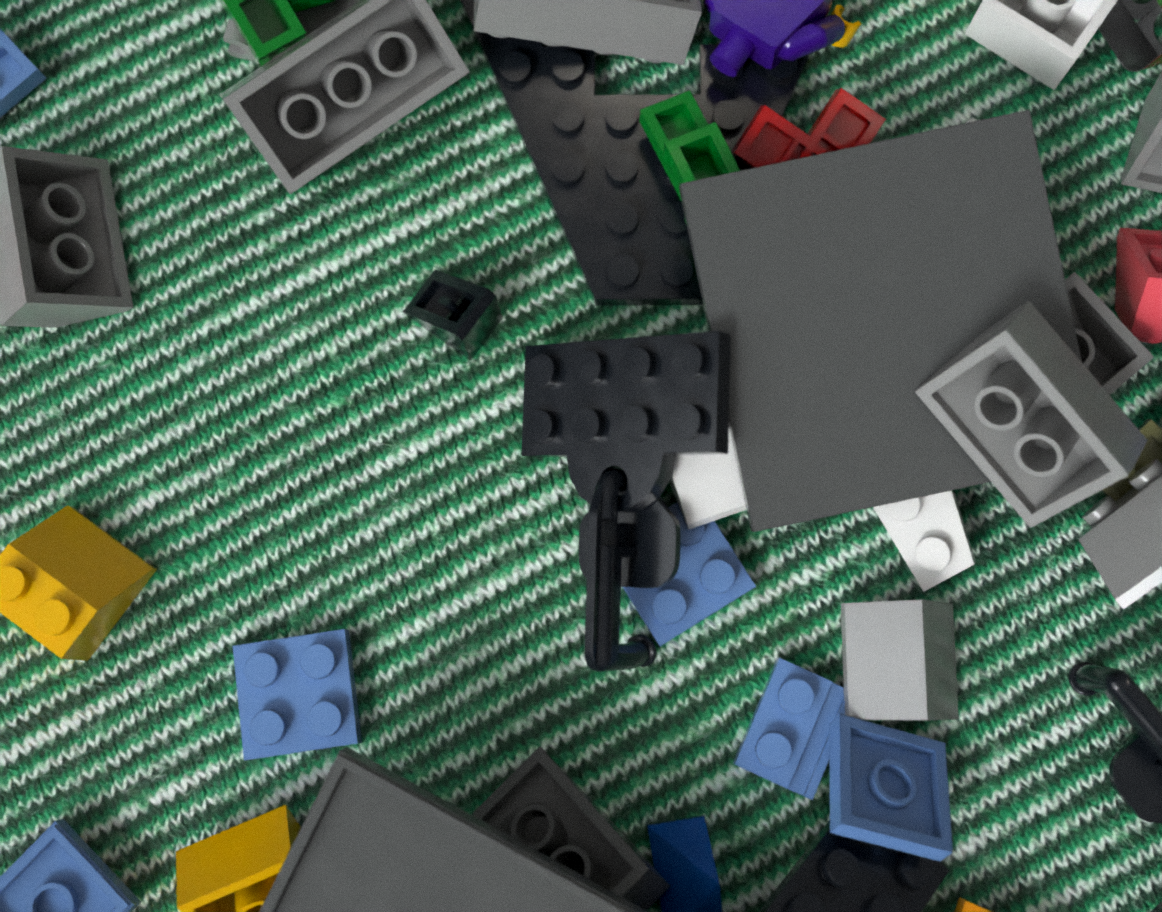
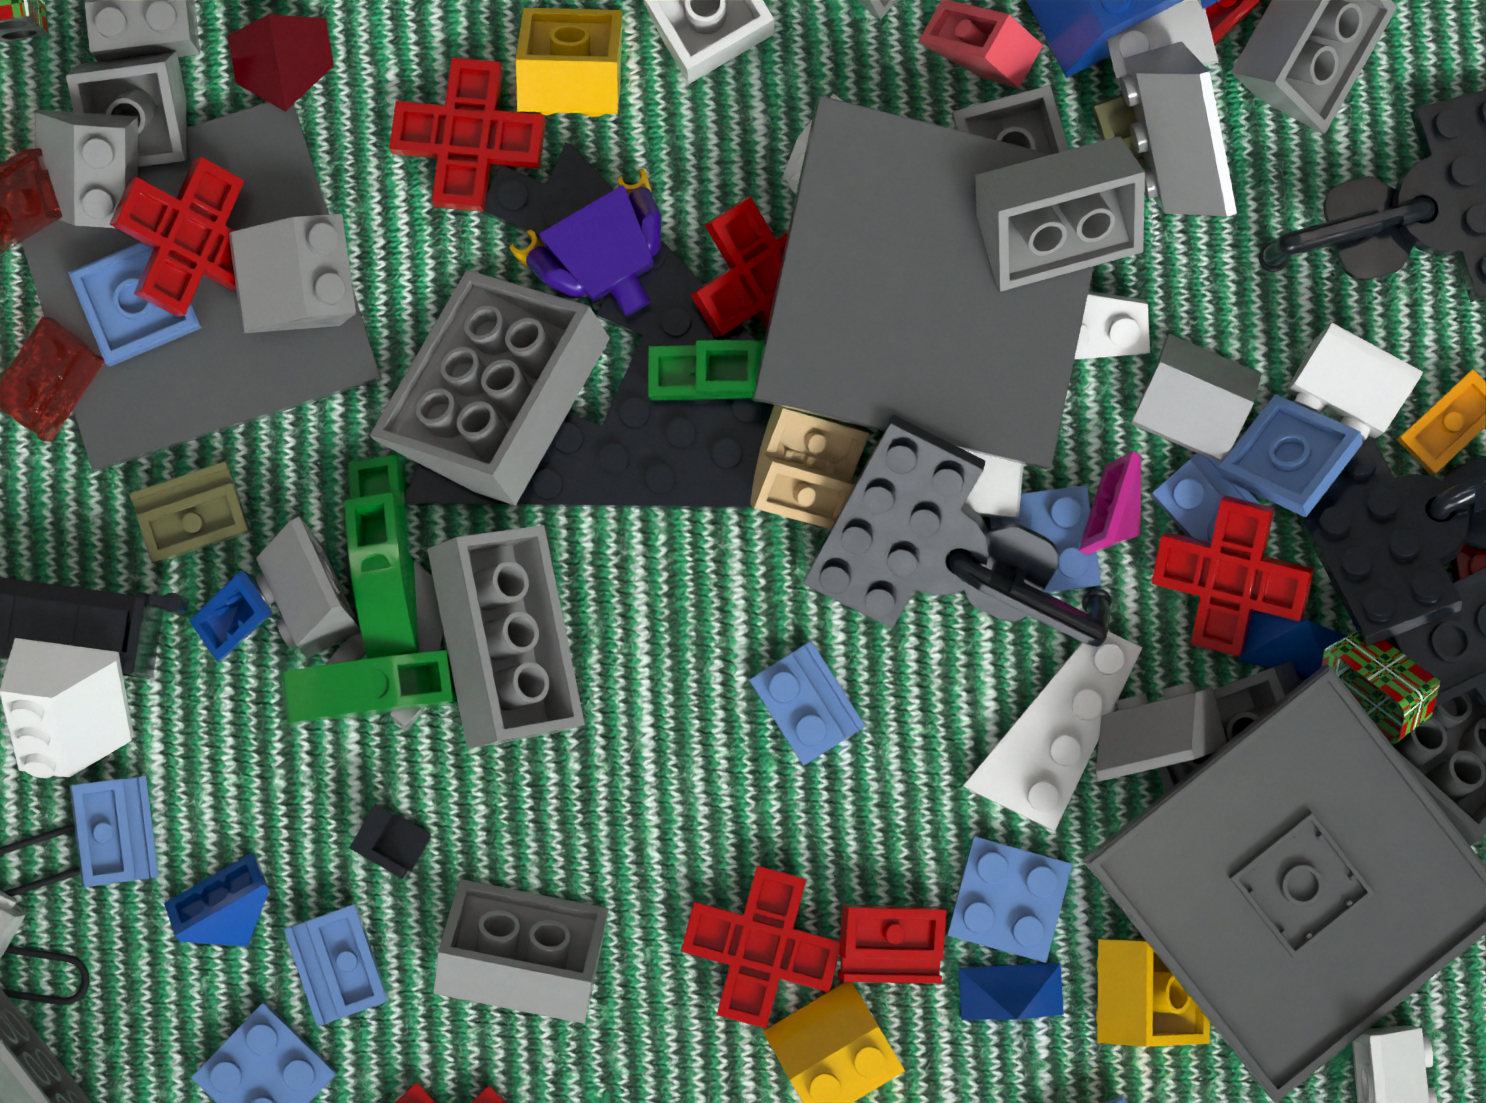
camera: 70 degrees left, 5 degrees up
(112, 77) = (391, 841): none -> black panel
(147, 465) = (761, 947): none -> red plate
(198, 592) = (892, 943): none -> red plate
(200, 739) = (1010, 991): none -> blue slope
(411, 406) = (807, 703): none -> medium blue plate
(455, 312) = (741, 632): black slope -> none
(476, 667) = (1053, 739): none -> white wing
(524, 774) = (1159, 732): none -> light grey slope
(642, 289) = (806, 466): none -> tan slope
(731, 781) = (1232, 576): none -> red plate
(746, 627) = (1116, 506): none -> dark pink slope
(1004, 823) = (1353, 381): none -> white slope

